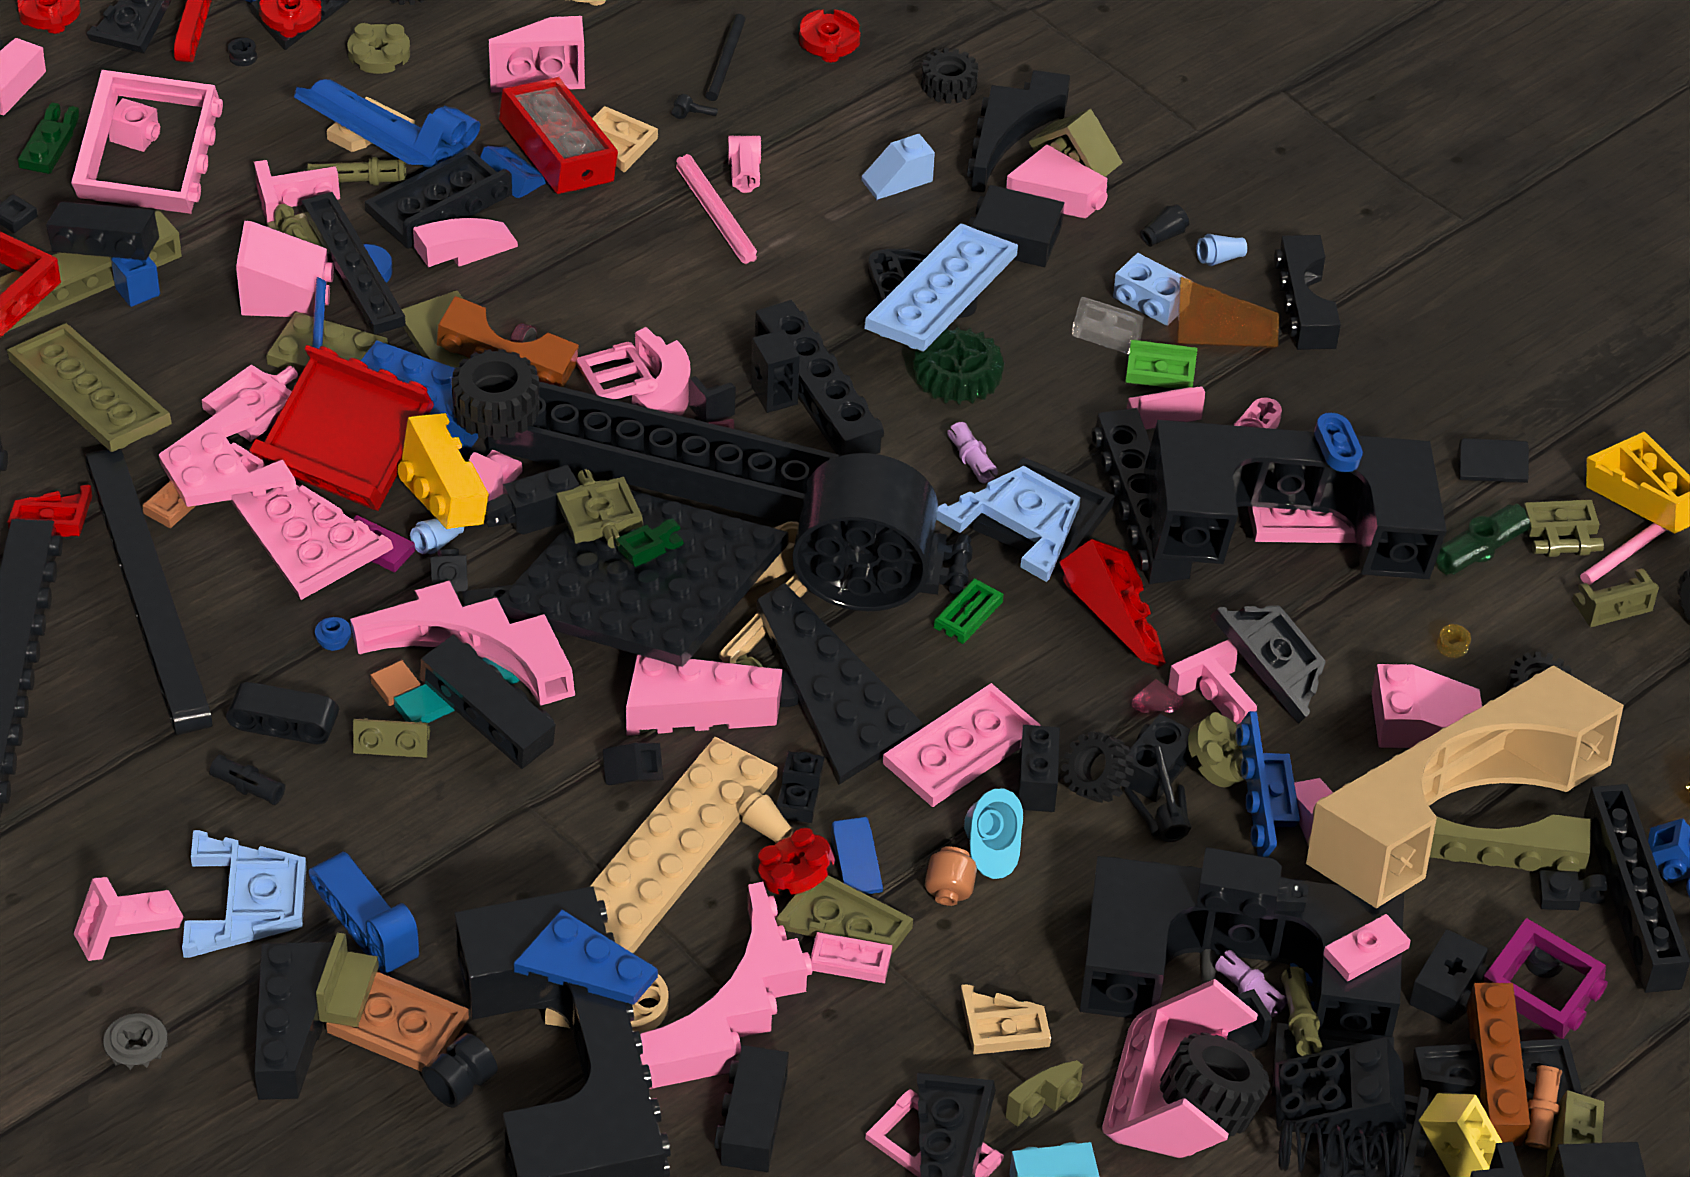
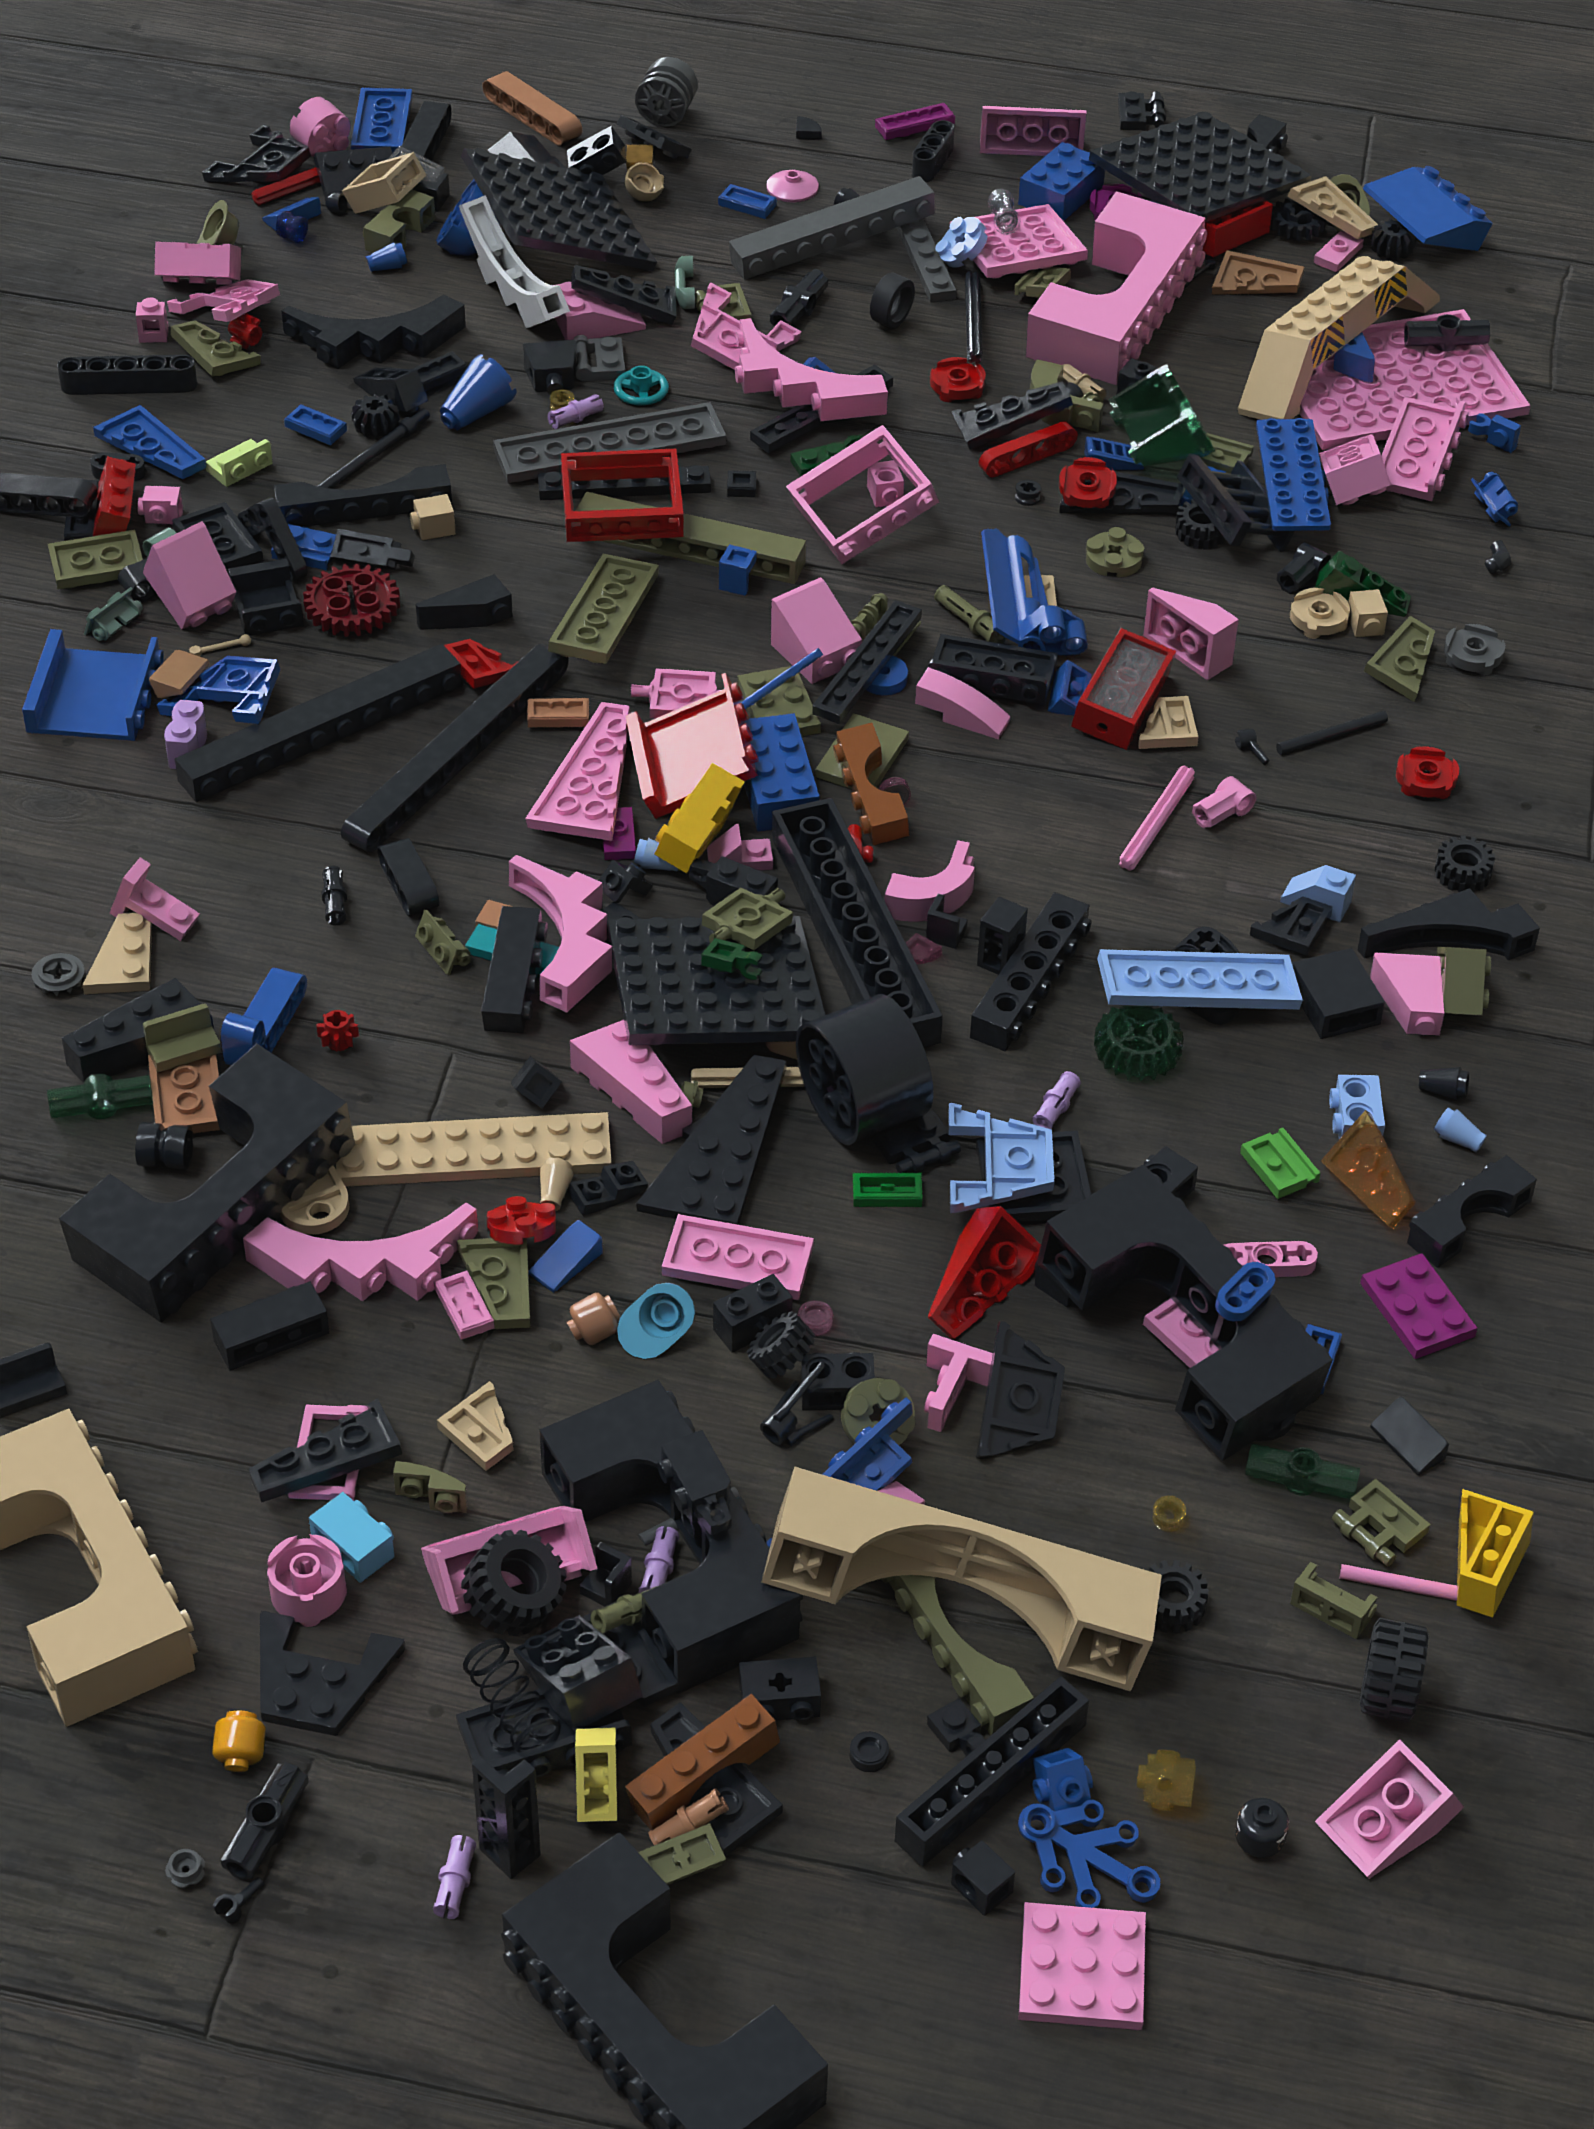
camera: 55 degrees right, 0 degrees up
(102, 230) = (742, 522): black brick -> none
(163, 977) = (123, 958): none -> tan wing
(208, 468) = (591, 703): bright pink wing -> none
(262, 898) = (233, 962): light blue wing -> none
(292, 187) = (902, 586): bright pink bracket -> none
(333, 633) = (503, 857): blue plate -> none
(340, 1089) = (100, 1096): none -> clear green piece
(432, 867) = (337, 1030): none -> red gear
(495, 394) = (786, 794): black tyre -> none
(584, 957) = (273, 1135): blue wing -> none
(620, 351) = (896, 847): bright pink window -> none
(920, 204) = (1294, 926): none -> black wing
(1069, 732) = (817, 1316): none -> clear pink tile
(1106, 325) = (1286, 1106): clear slope -> none
(1157, 698) = (907, 1351): clear pink tile -> none
(1172, 405) = (1235, 1191): bright pink panel -> none
(1366, 947) = (712, 1596): bright pink plate -> none
(1368, 380) = (1418, 1306): none -> magenta plate
(1417, 703) = (1063, 1513): bright pink slope -> none
(1531, 1007) = (826, 1722): magenta window -> none

